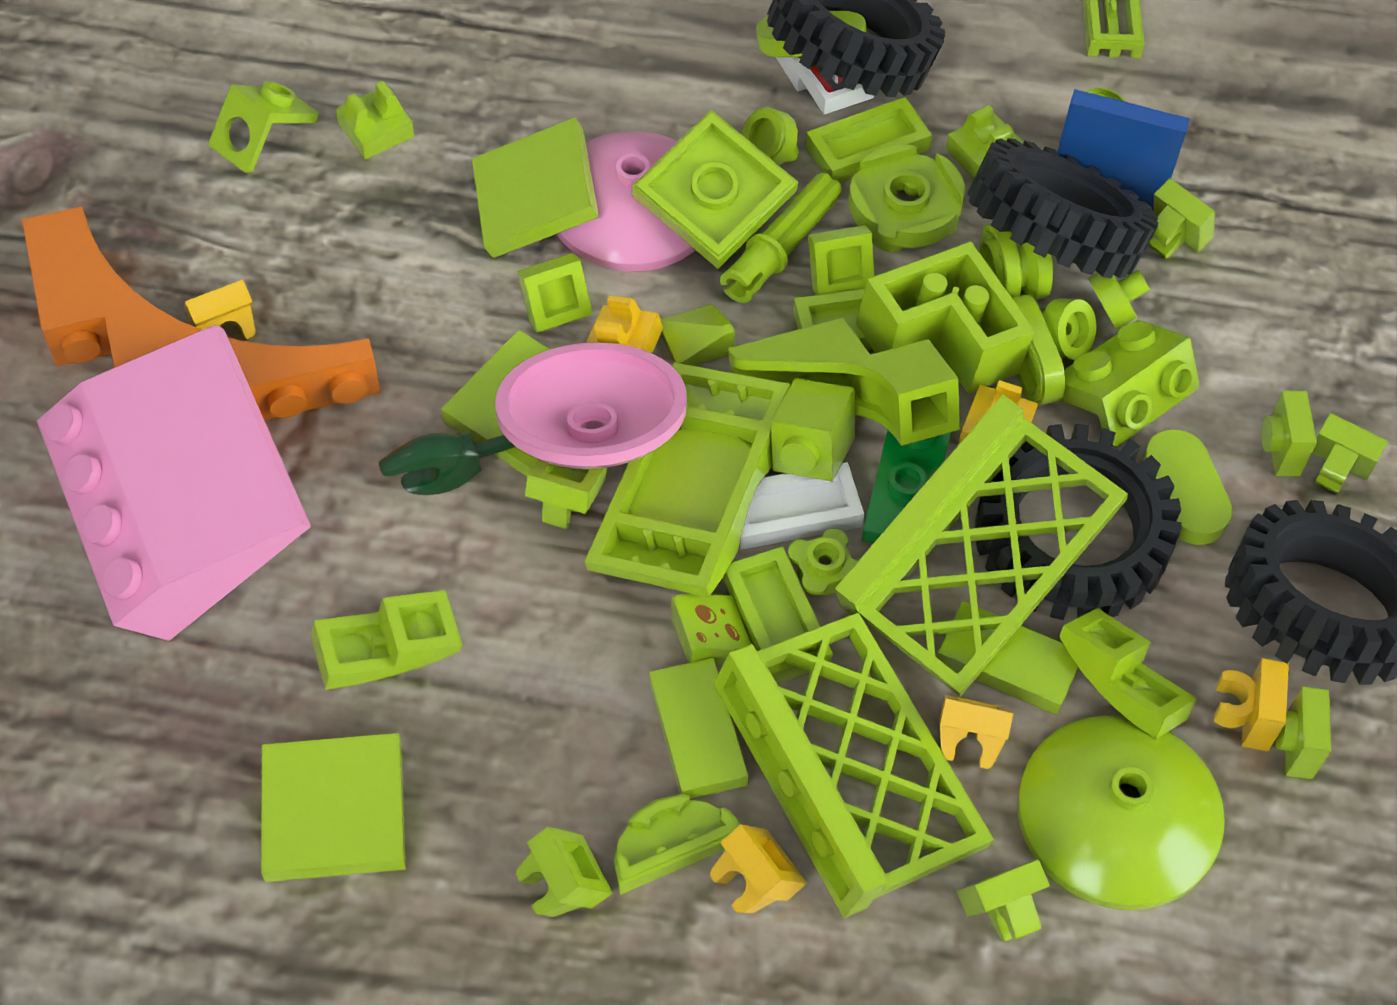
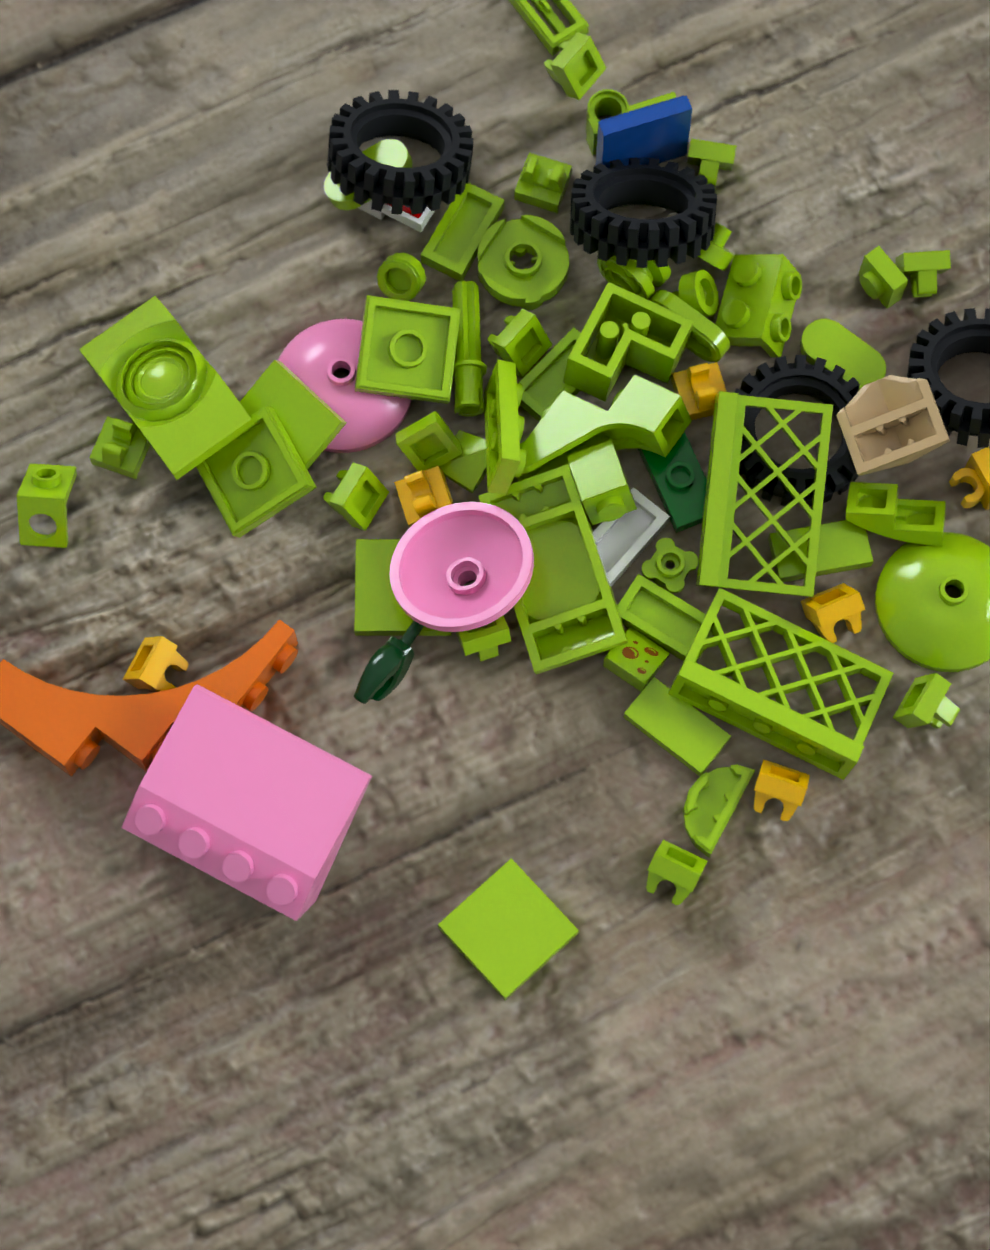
camera: 35 degrees left, 15 degrees up
(396, 639) = (450, 806): lime slope -> none
(454, 91) = (167, 387): none -> lime slope
(472, 208) = (256, 474): none -> lime tile
(667, 285) = (428, 442): none -> lime tile
(748, 309) = (503, 428): none -> lime plate
(1104, 63) = (576, 65): none -> lime tile
(1184, 566) = (891, 423): none -> tan slope

